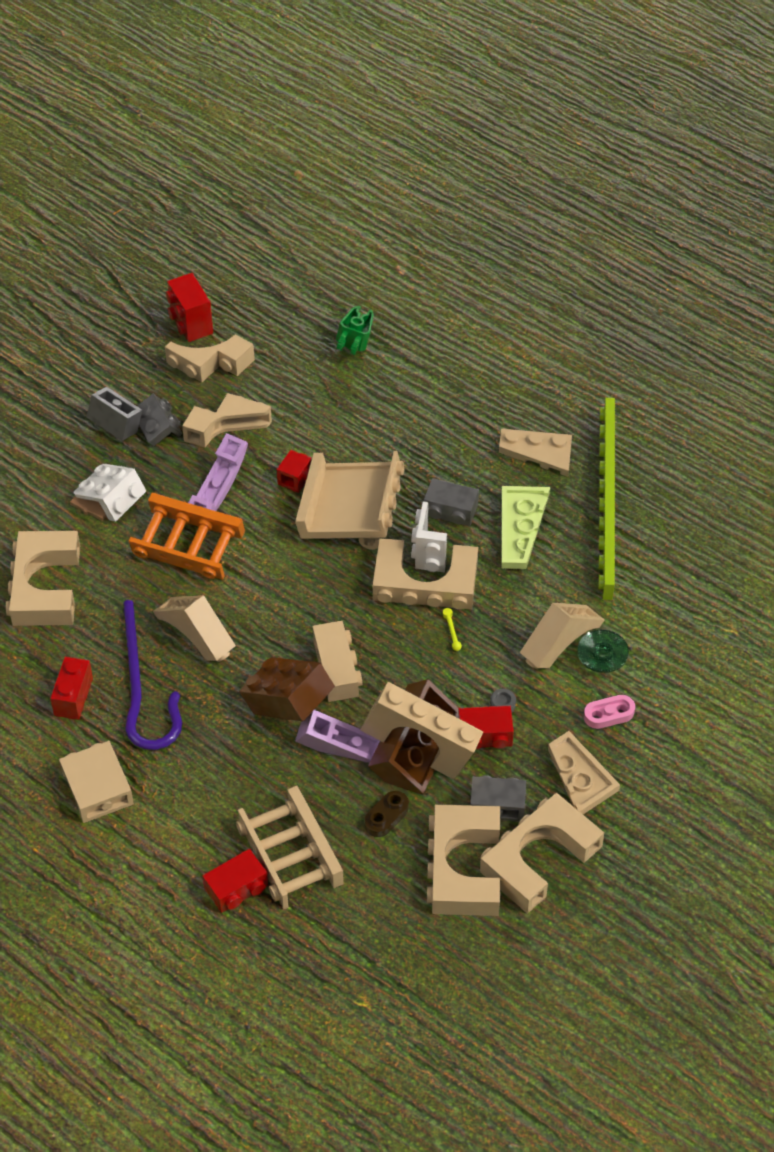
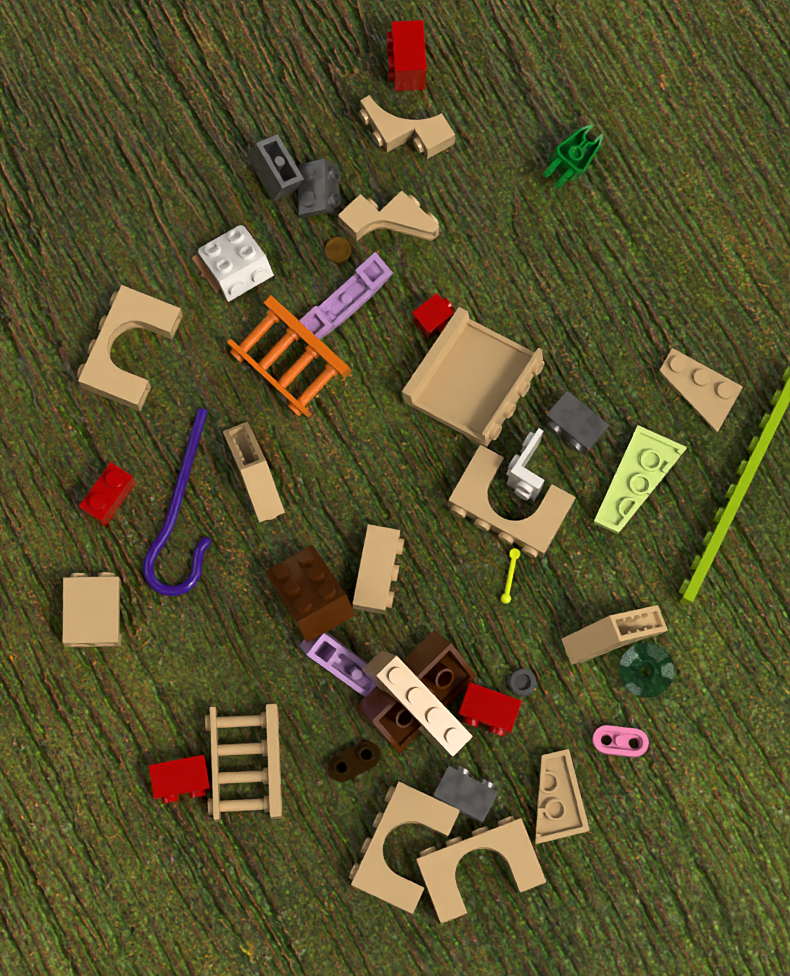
camera: 20 degrees right, 25 degrees up
(192, 457) = (338, 250): none -> pearl gold piece

